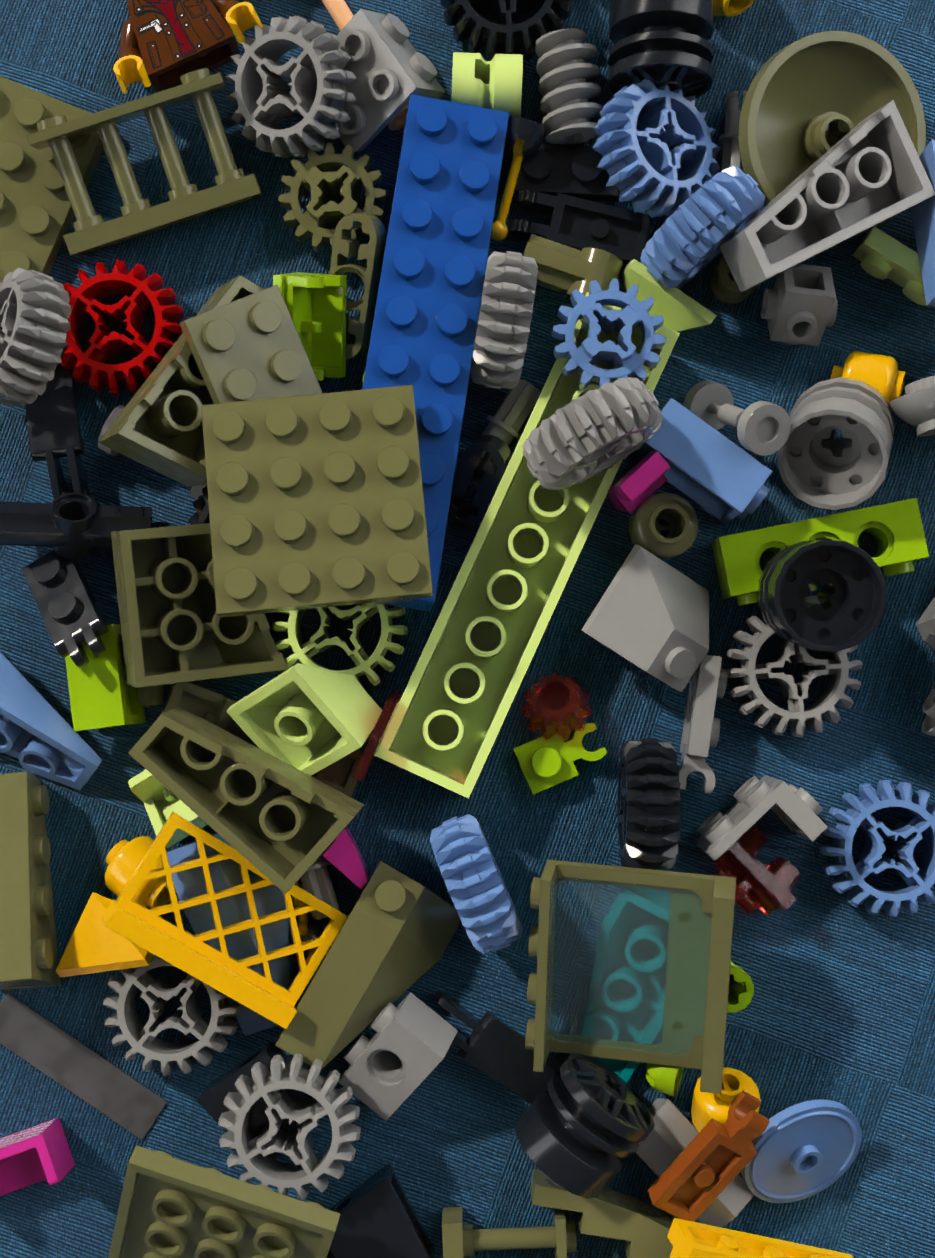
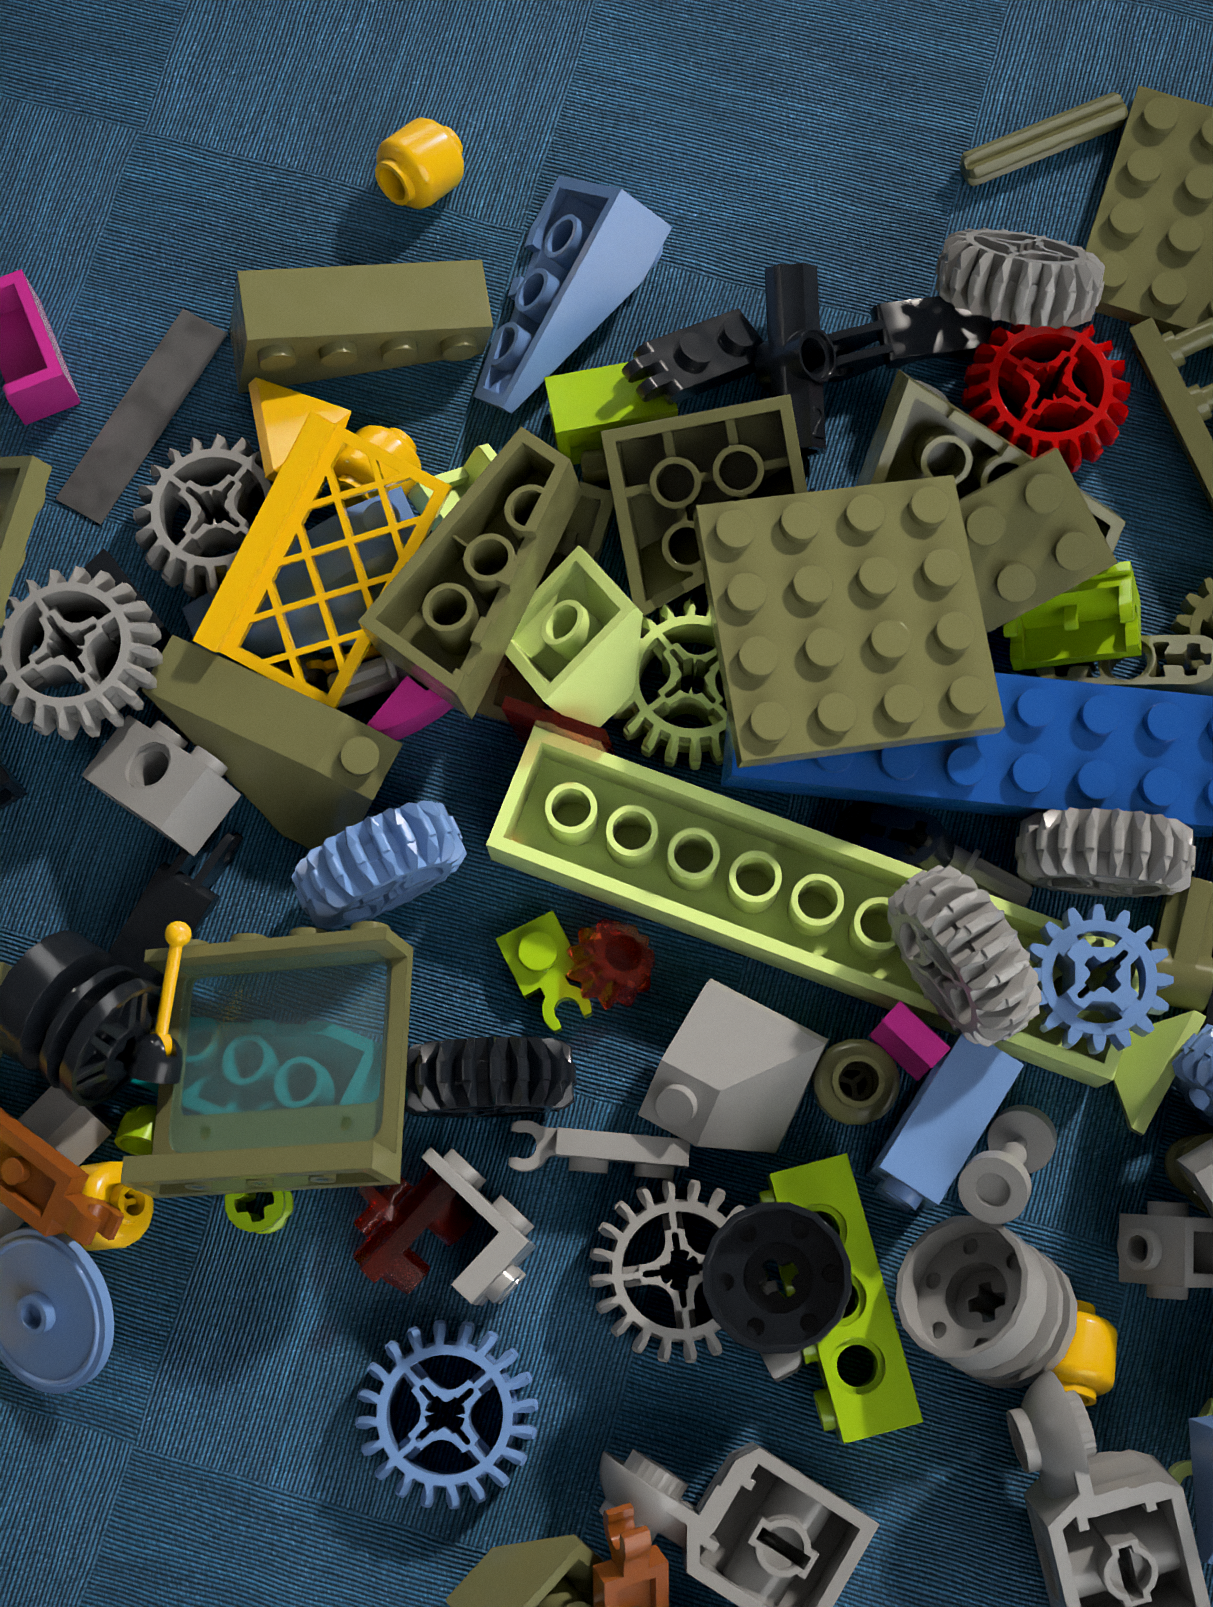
camera: 90 degrees right, 10 degrees down
(617, 1062) = (158, 1055): none -> hinge

